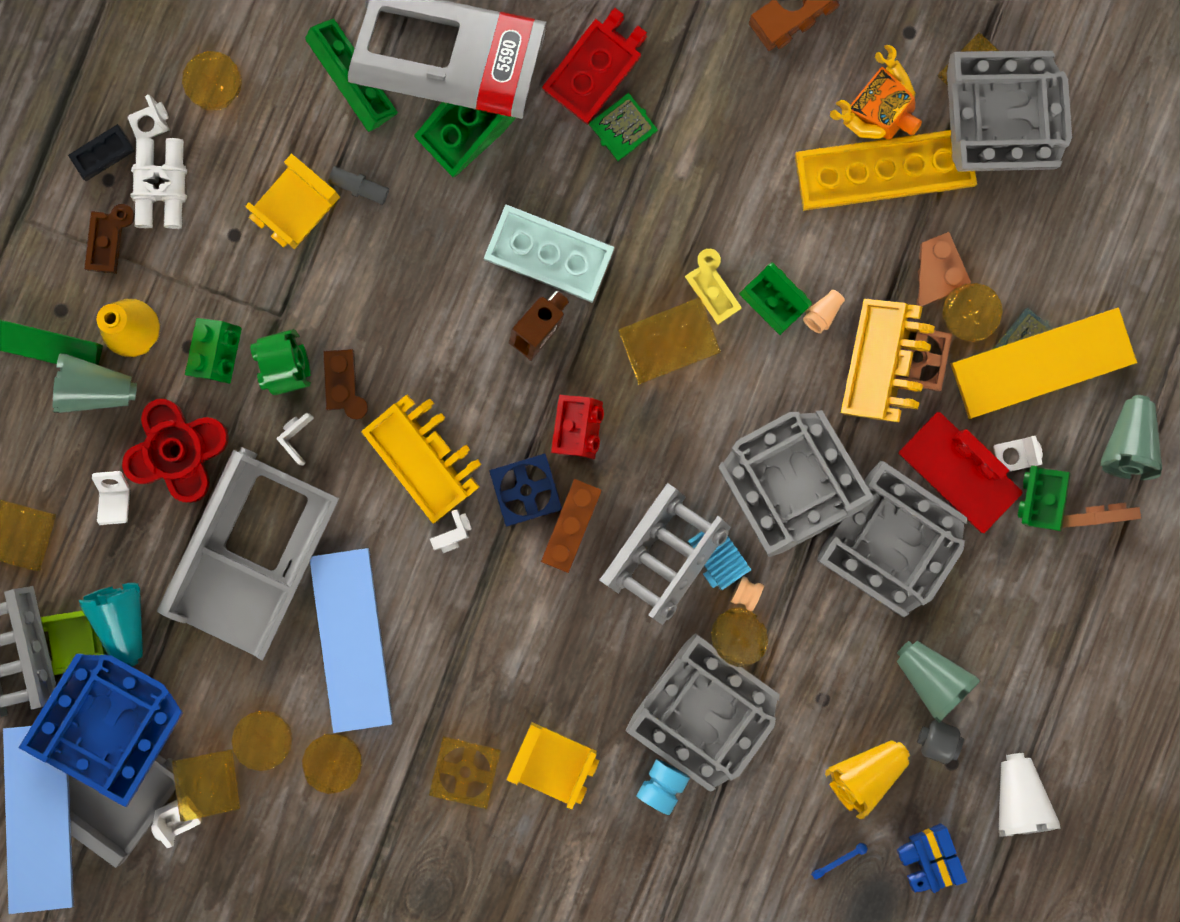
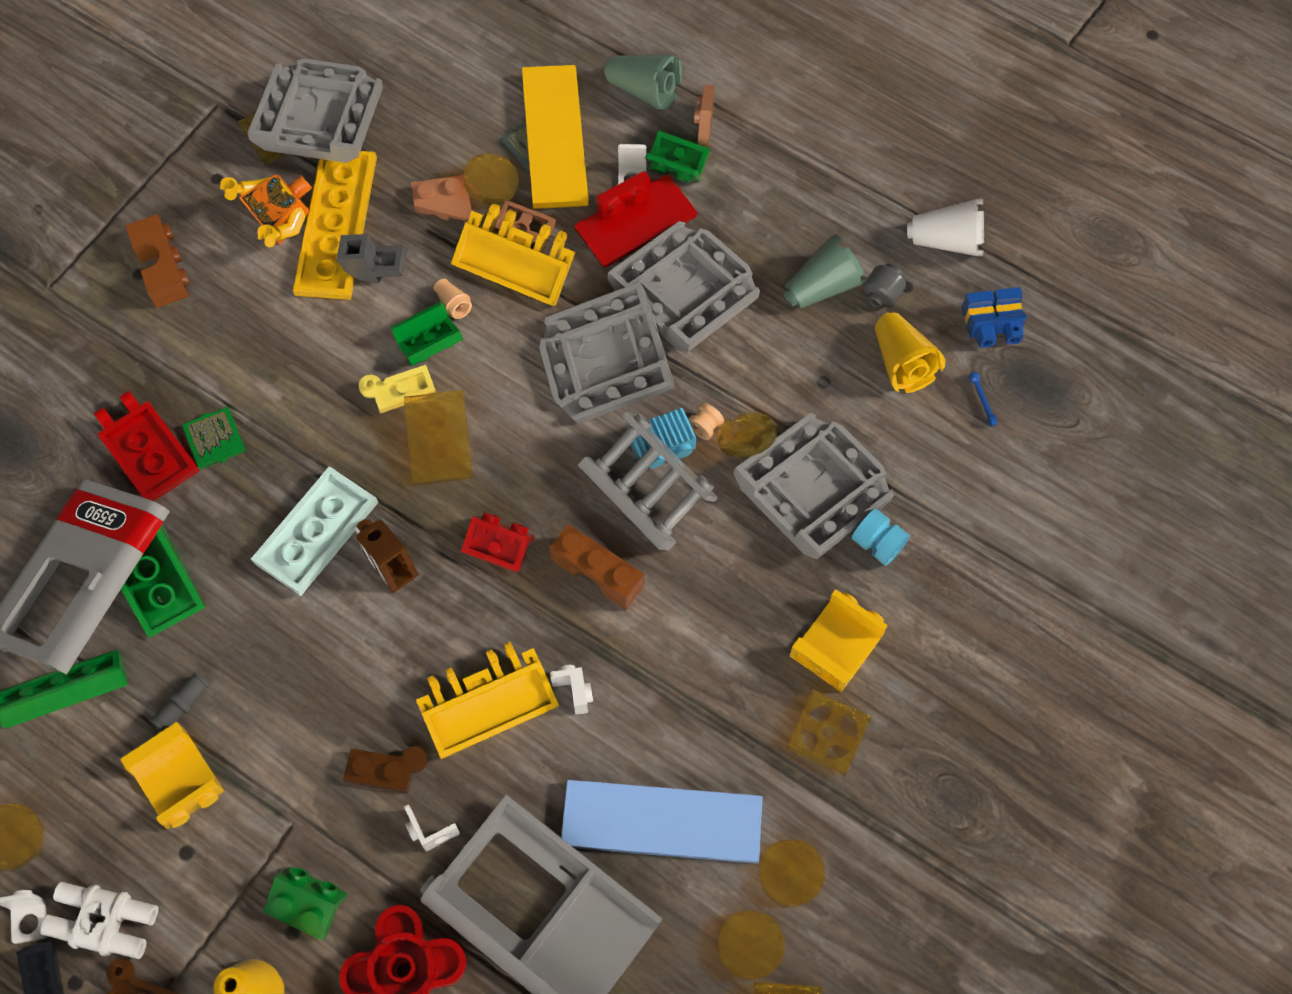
camera: 75 degrees left, 20 degrees down
(281, 362) = (341, 820): green brick -> none
(514, 493) = (548, 584): dark blue piece -> none
(844, 217) = (369, 262): none -> dark grey brick

